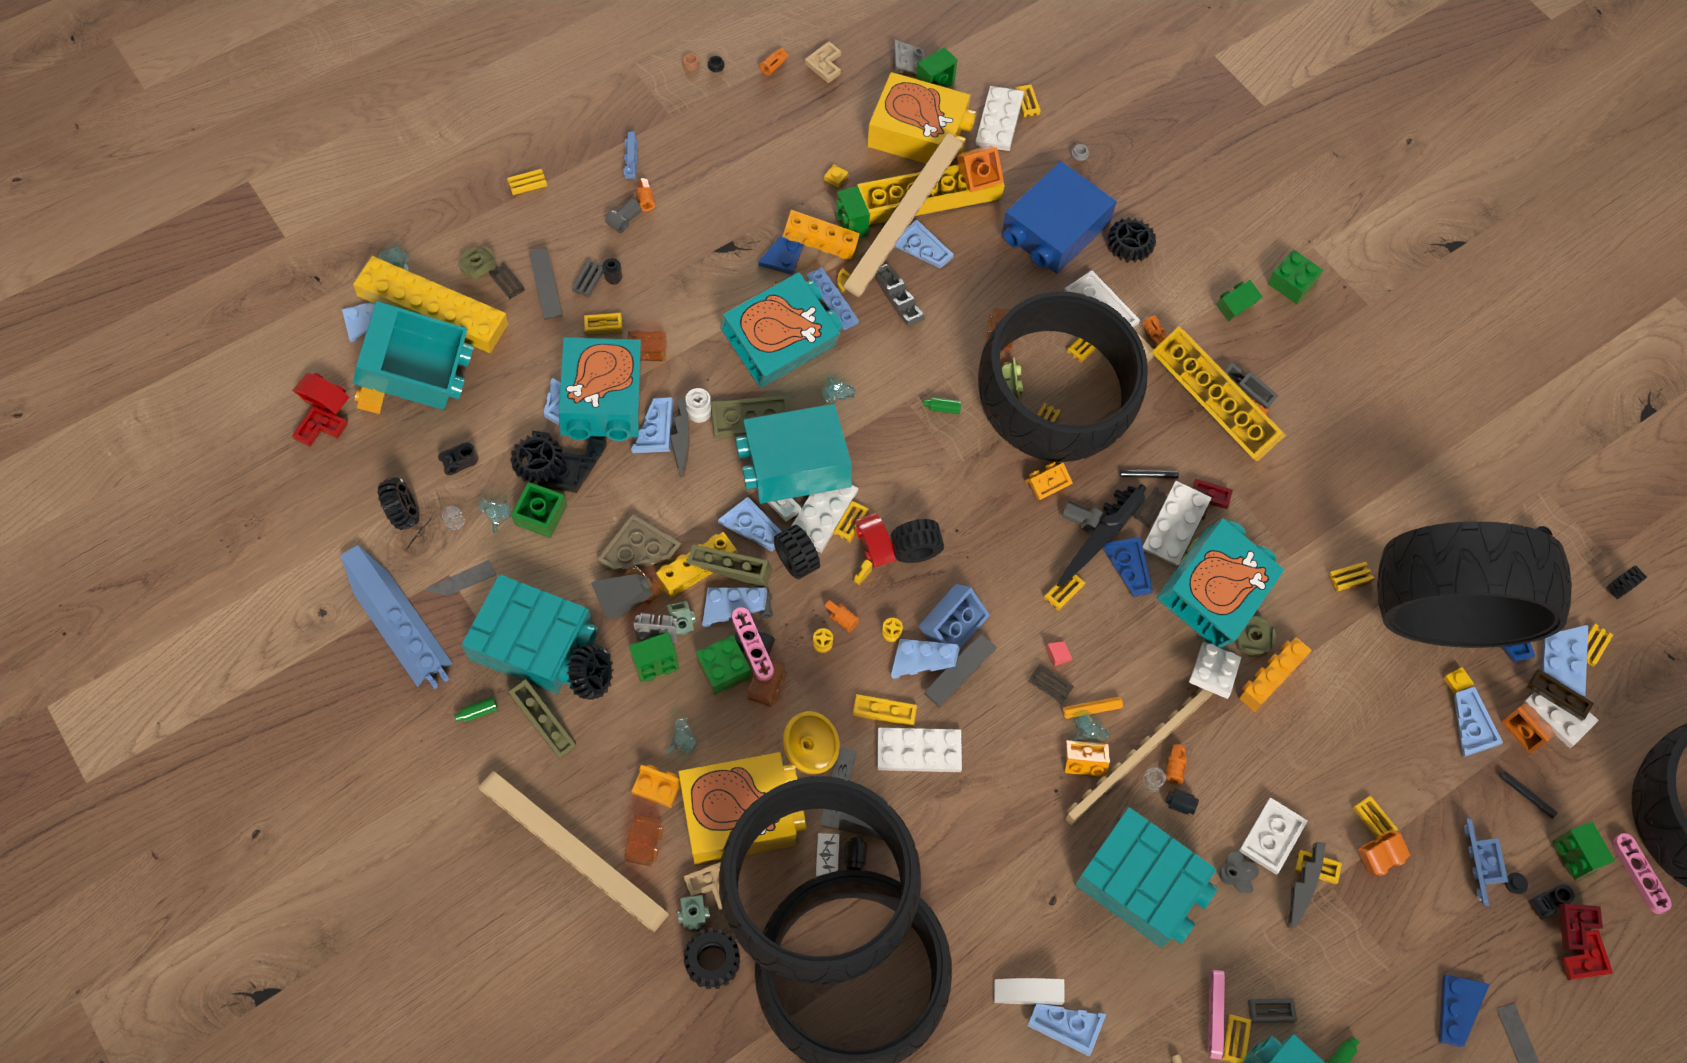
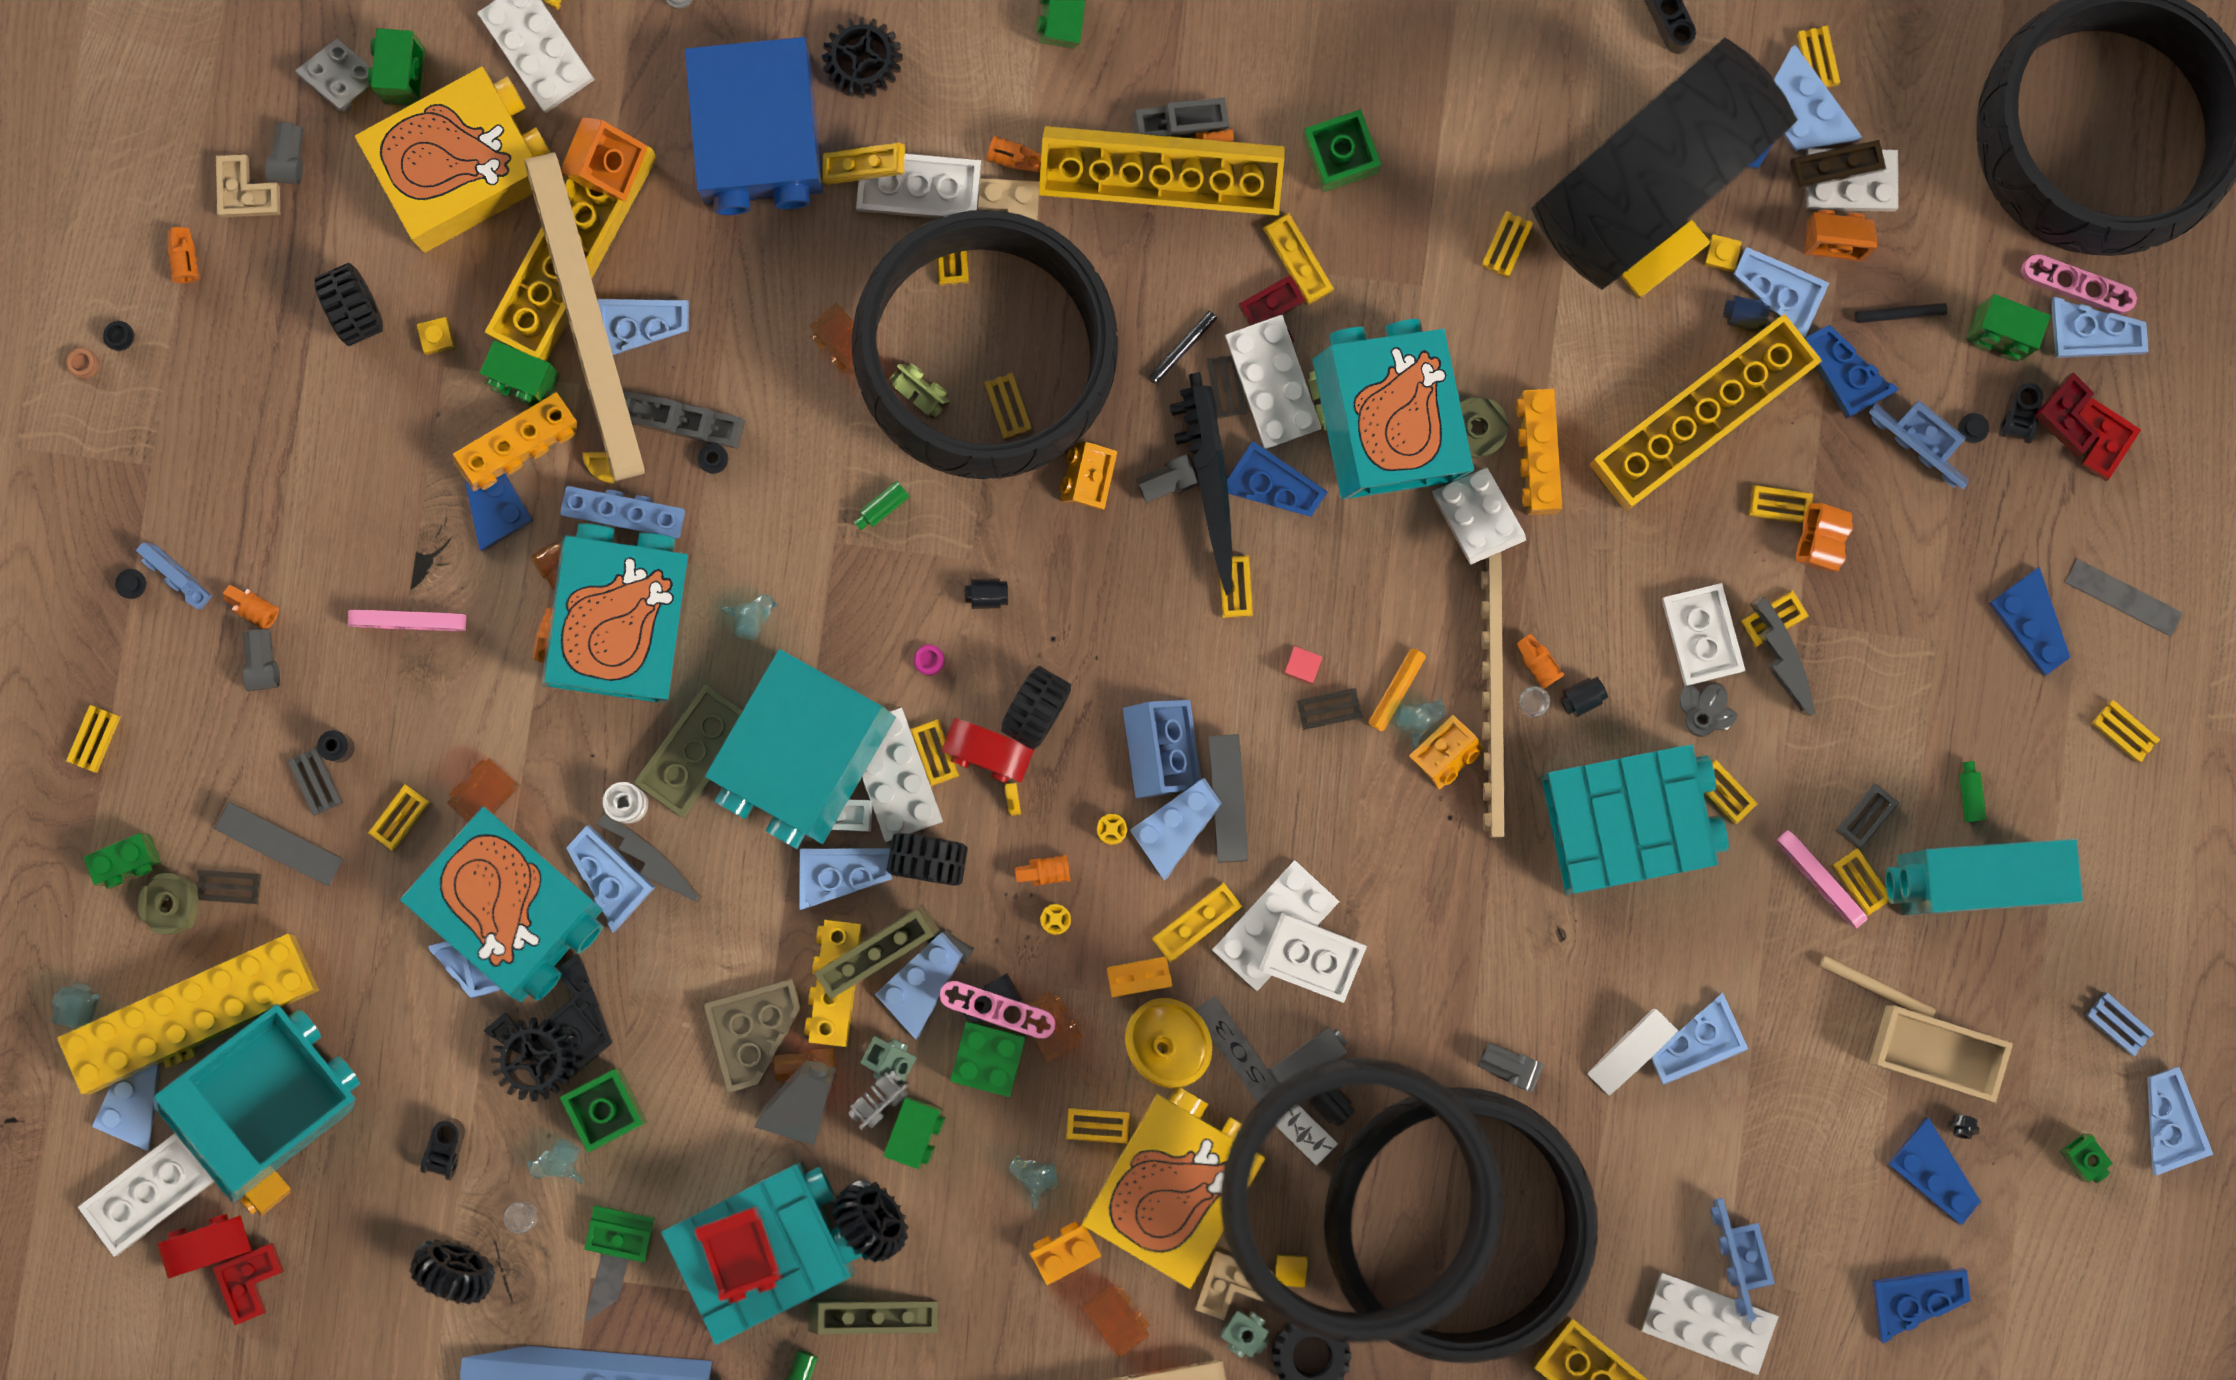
camera: 45 degrees left, 20 degrees up
(324, 353) = (145, 1195): none -> white plate
(481, 229) = (120, 860): none -> green brick
(482, 567) = (619, 1233): none -> green plate
(519, 615) = (739, 1254): none -> red panel
(611, 145) = (130, 584): none -> black plate
(693, 252) = (406, 620): none -> bright pink beam
(726, 735) = (1094, 1125): none -> yellow tile
(752, 908) = (1291, 1269): none -> yellow slope
(816, 127) = (348, 304): none -> black tyre
(830, 704) = (1139, 976): none -> light orange bracket
(852, 67) = (285, 161): none -> dark grey piece
(892, 483) = (929, 660): none -> dark pink tile
(893, 325) = (713, 468): none -> black plate
(921, 778) = (1312, 957): none -> white plate
(948, 481) = (986, 593): none -> black brick
(962, 938) = (1517, 1069): none -> dark grey piece
(1087, 273) = (863, 163): none -> yellow tile
(1199, 923) = (1737, 788): none -> yellow tile
(1242, 490) = (1298, 258): none -> yellow tile
(1311, 463) = (1341, 150): none -> green brick
(1379, 736) = (1705, 412): none -> yellow brick
(1425, 656) = (1665, 259): none -> yellow tile
(1444, 715) = (1746, 313): none -> dark blue brick
(1470, 792) = (1846, 374): none -> blue wing
(1627, 902) = (2091, 333): none -> light blue wing

